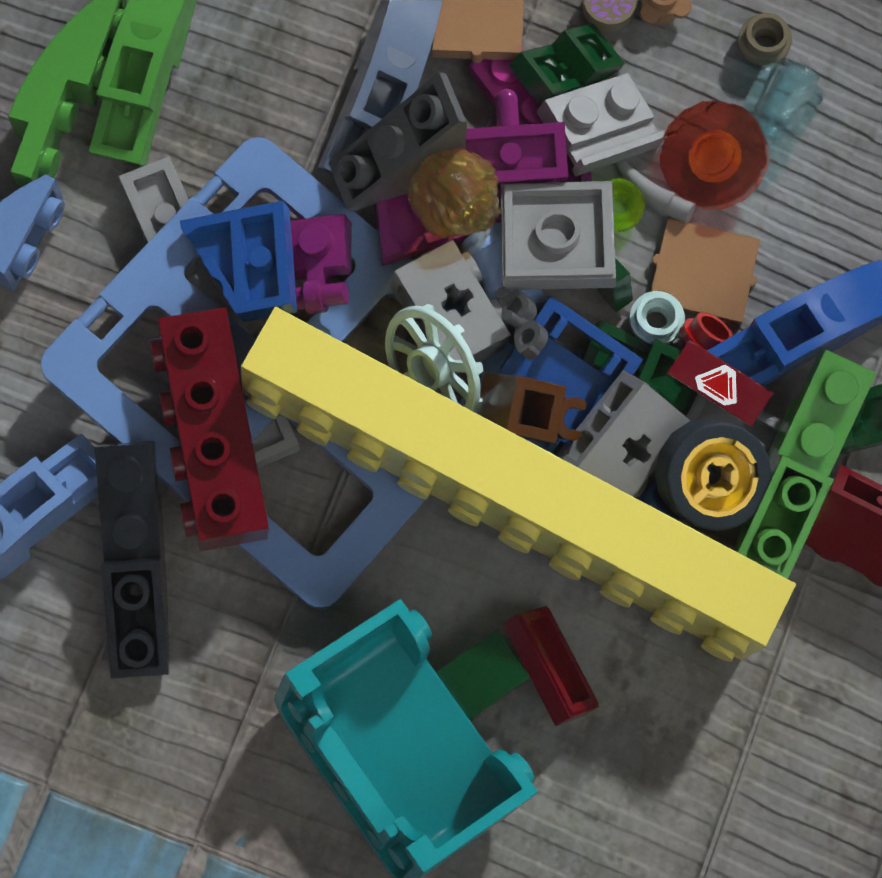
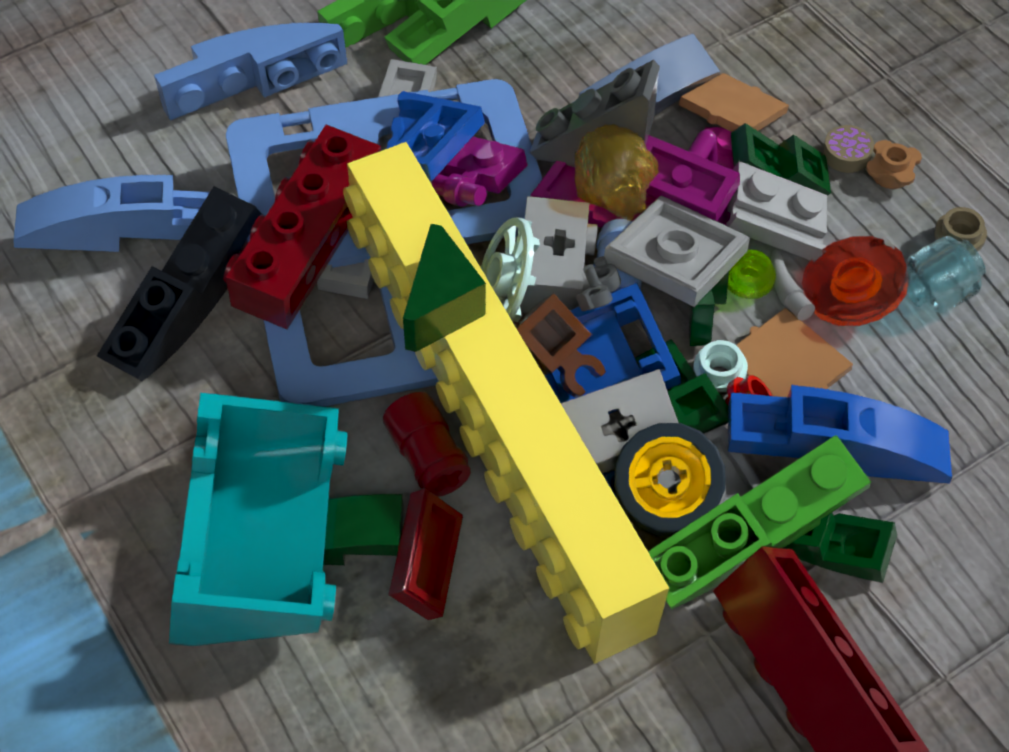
camera: 40 degrees right, 20 degrees down
(438, 446) = (443, 294): none -> dark green slope
(472, 564) = (426, 443): none -> dark red piece
(720, 383) = (729, 421): dark red sticker -> none

